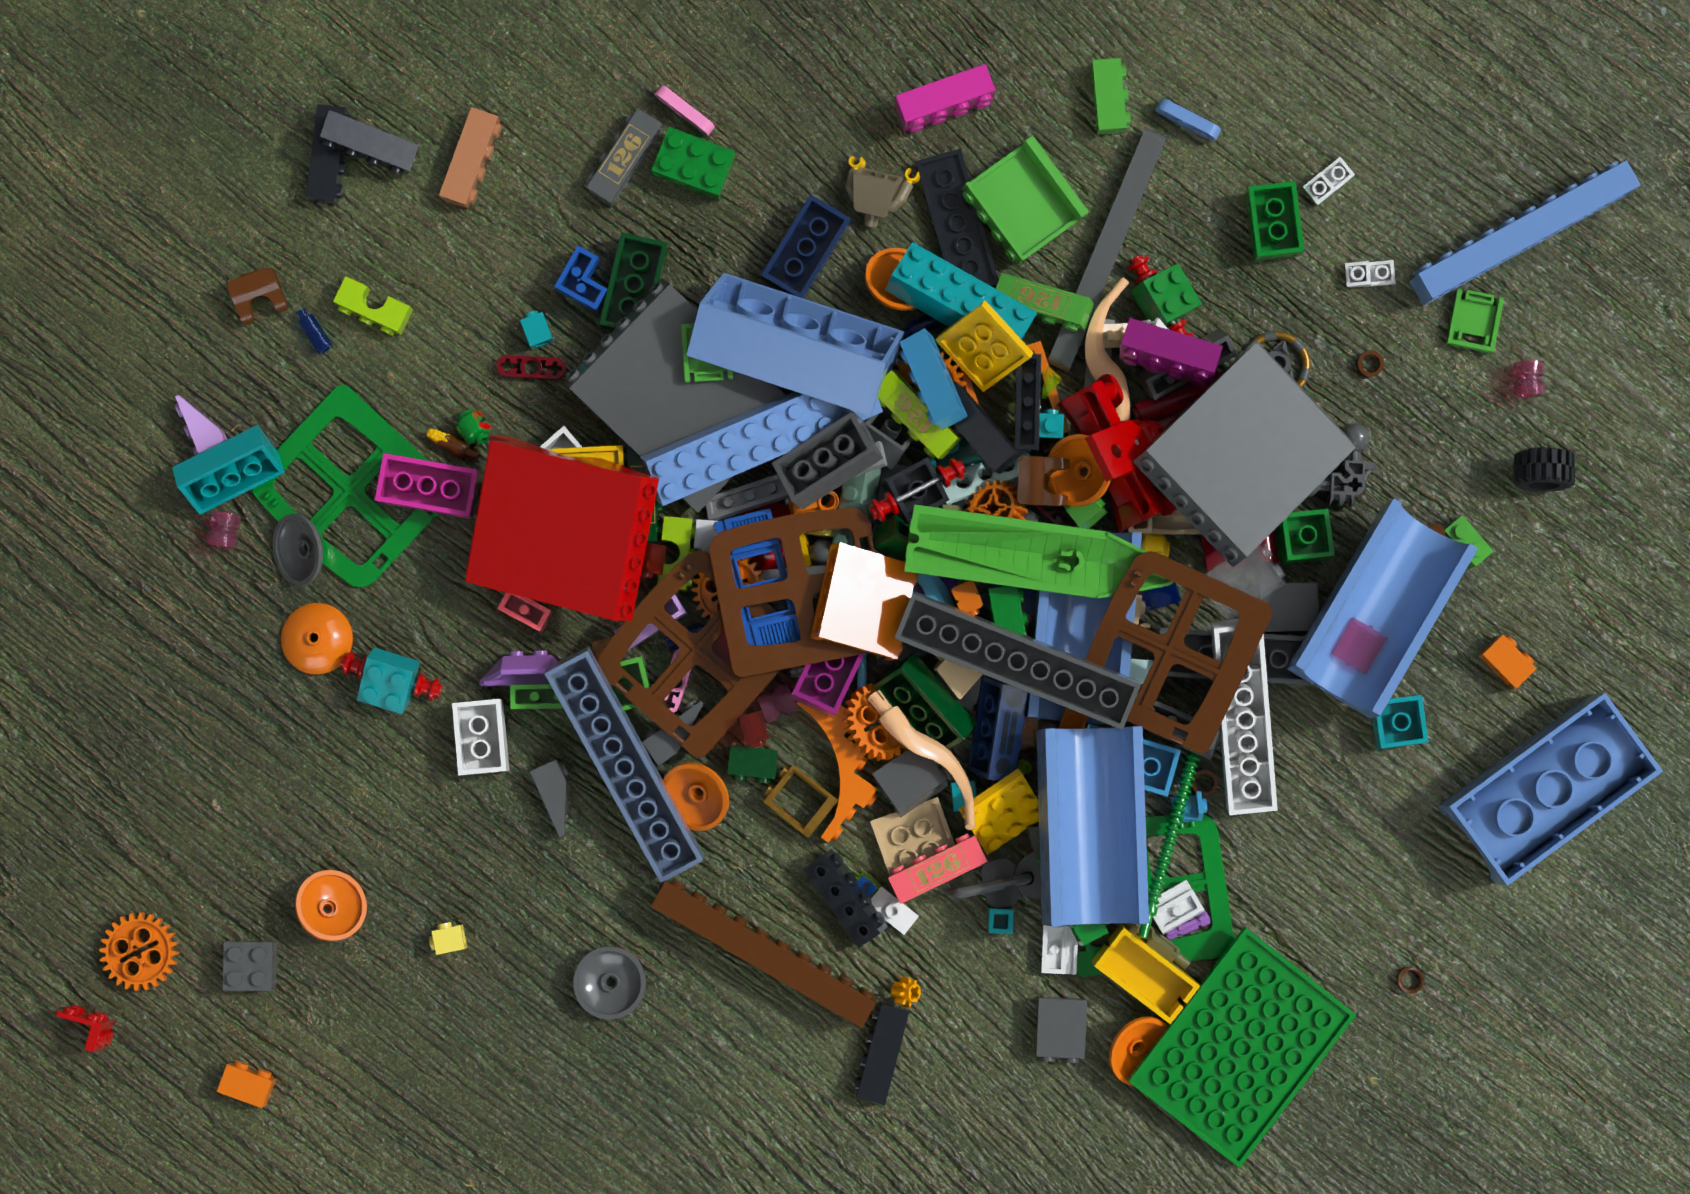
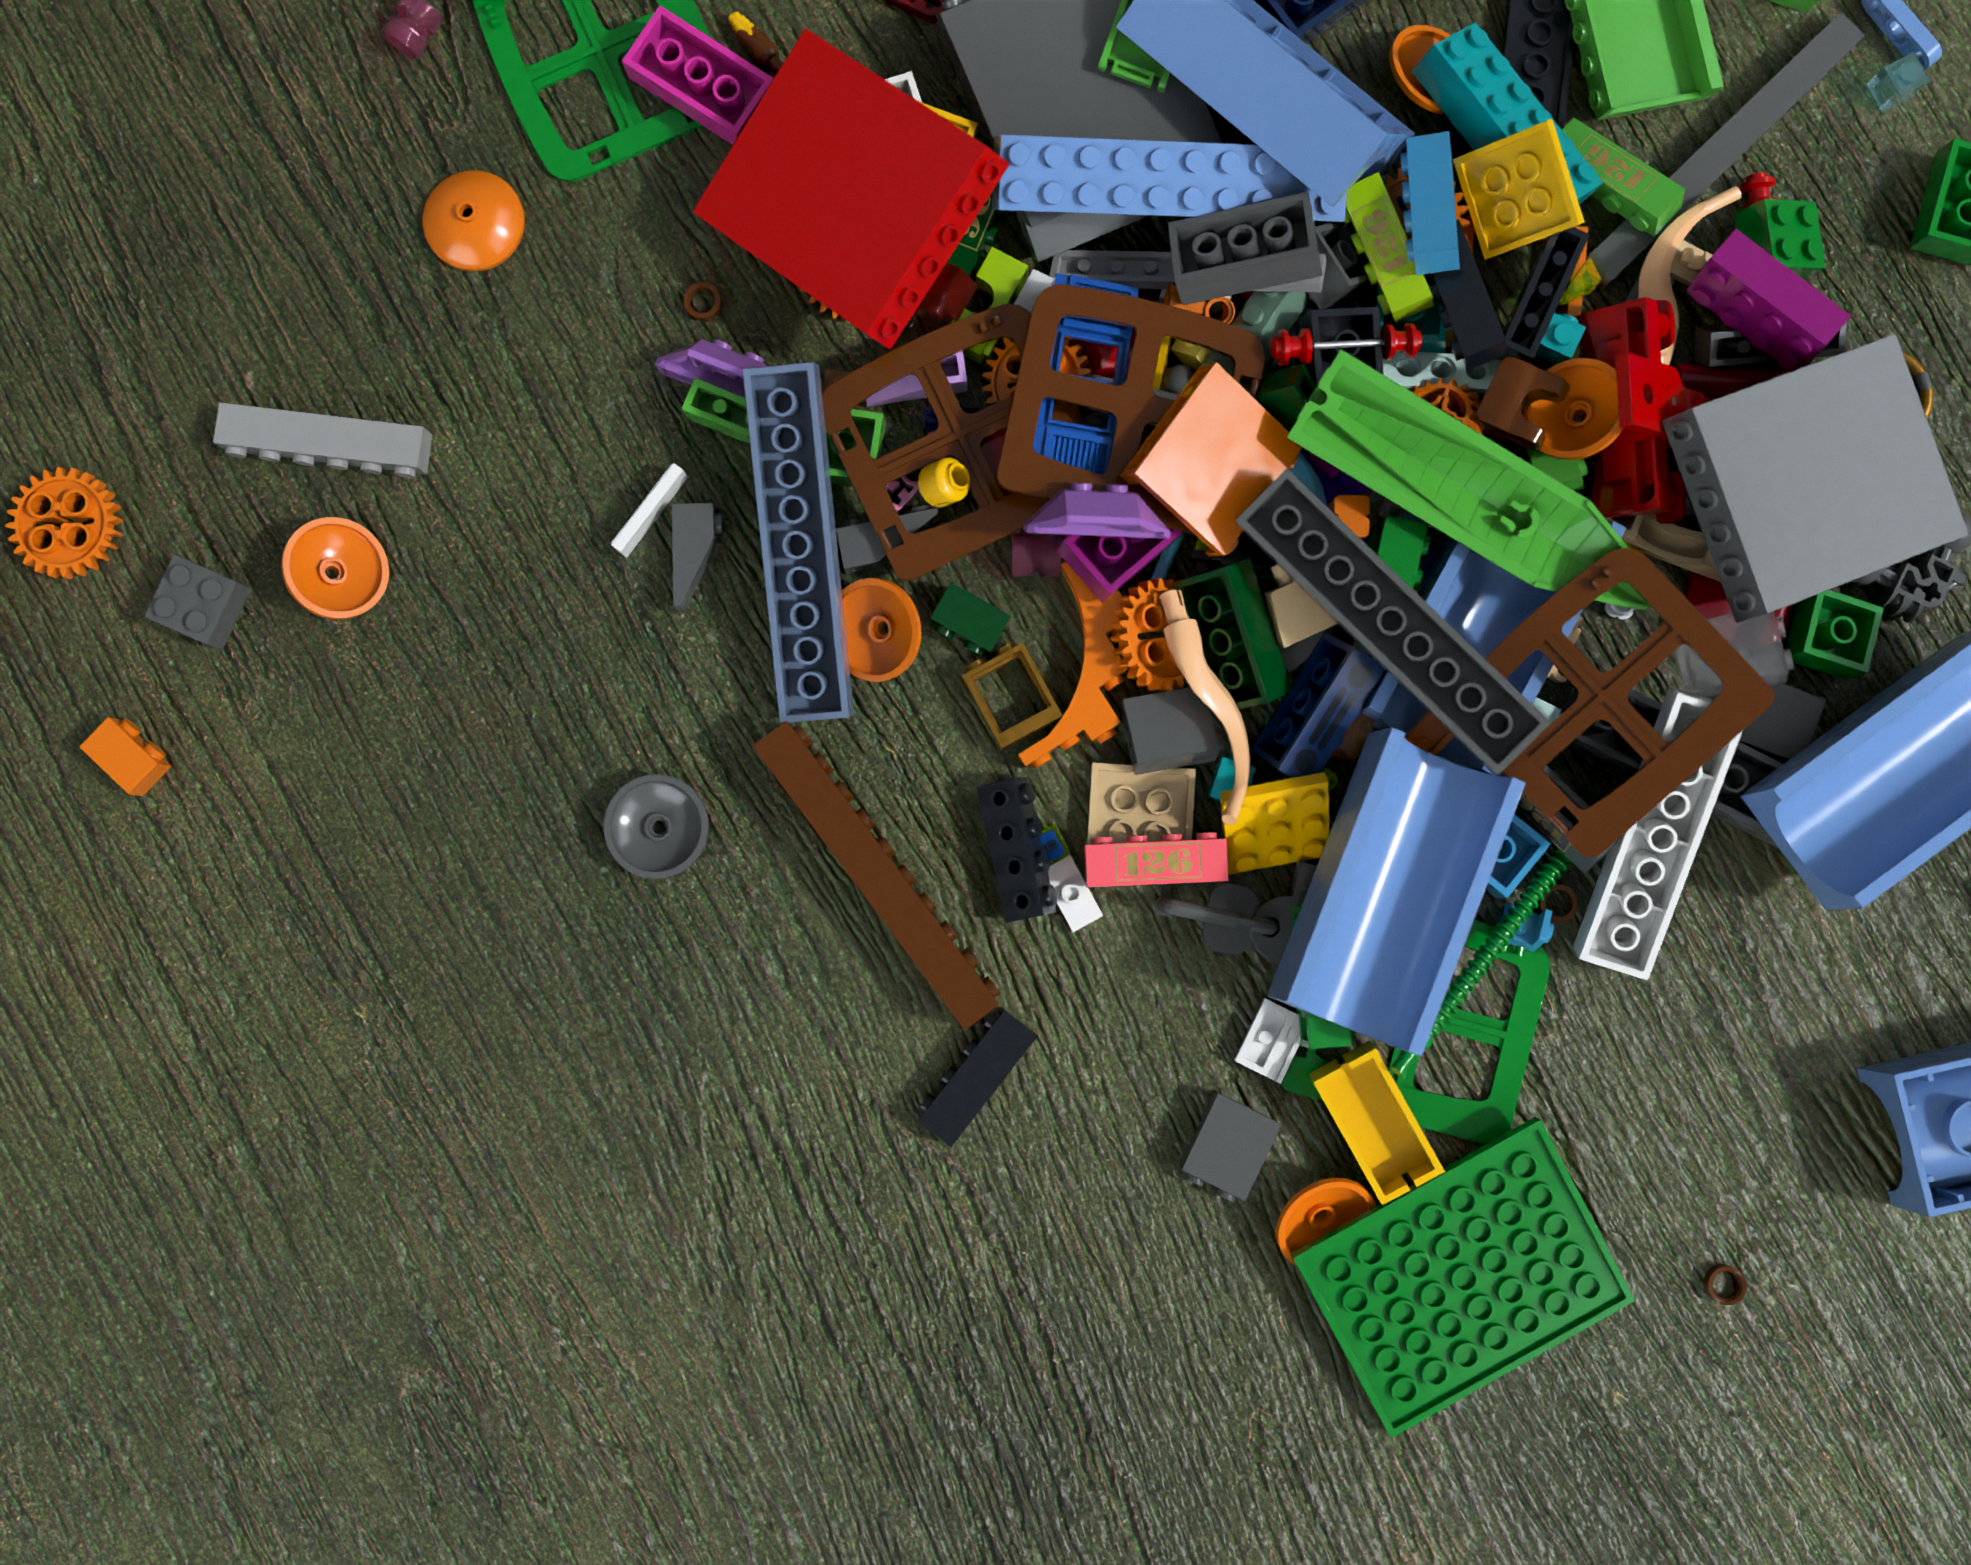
camera: 30 degrees right, 0 degrees up
(284, 824) = (322, 439): none -> light grey brick
(297, 549) = (496, 87): dark grey dish -> none
(389, 679) = (541, 308): teal brick -> none
(448, 938) = (471, 678): light yellow brick -> none
(473, 427) = (788, 26): green head -> none
(480, 737) = (627, 432): white brick -> none
(500, 631) = (711, 314): none -> reddish brown piece
(515, 780) = (649, 510): none -> white tile
(526, 611) = (757, 293): coral brick -> none
(699, 685) = (944, 482): none -> yellow head
(754, 729) = (992, 573): clear red brick -> none
(806, 668) = (1097, 514): none -> medium lavender wedge
(905, 991) = (1043, 1008): light orange gear -> none
(1000, 920) = (1210, 967): teal brick -> none
(1161, 597) = (1607, 630): clear blue brick -> none
(1161, 944) = (1411, 1090): olive piece -> none
(1177, 907) = (1455, 1053): white plate -> none
(1189, 926) = (1455, 1082): medium lavender axle -> none
(1200, 158) = (1898, 82): none -> clear light blue brick
(1359, 645) = (1861, 804): clear pink piece -> none
(1401, 723) = (1860, 938): teal brick -> none

